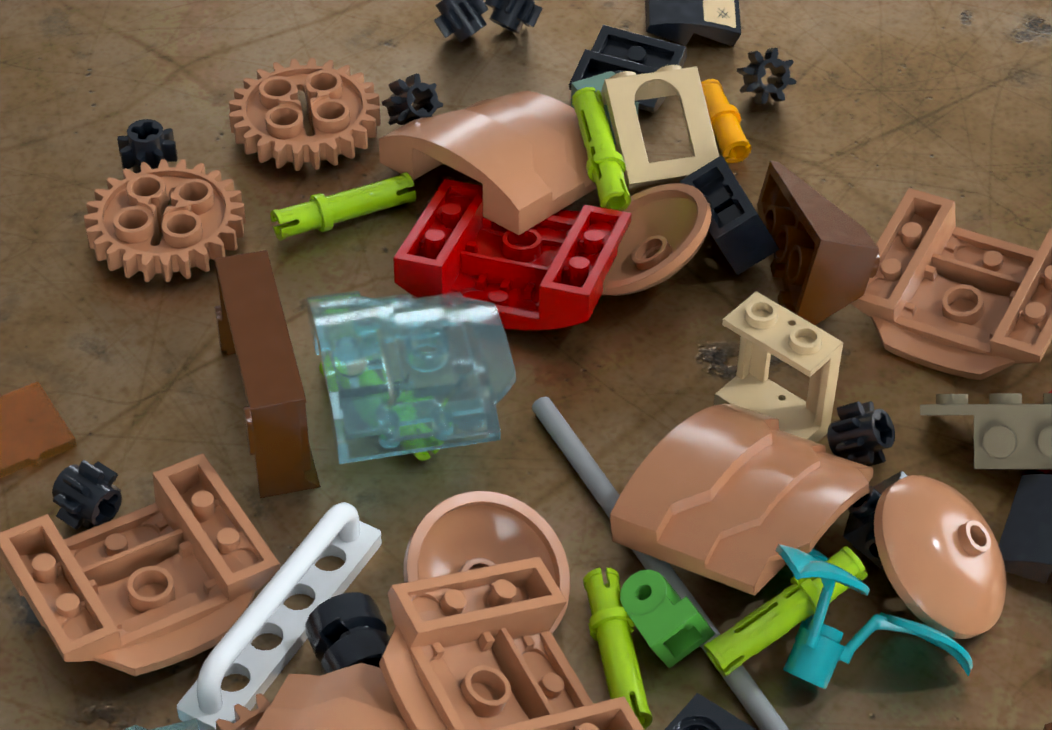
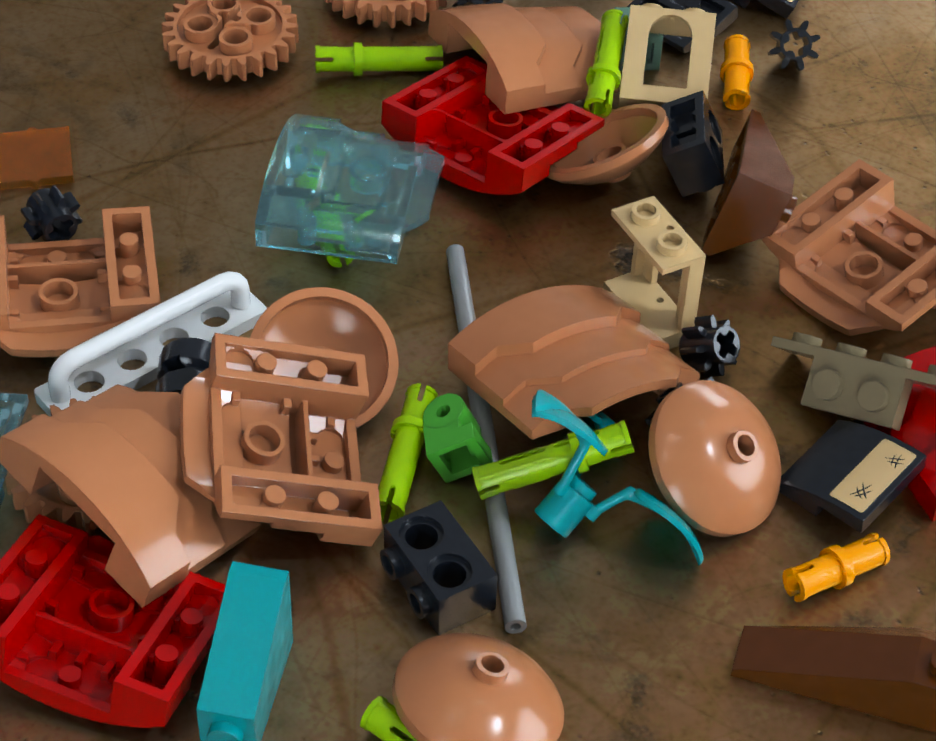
camera: 20 degrees right, 0 degrees up
(257, 332) = (231, 122): reddish brown piece -> none

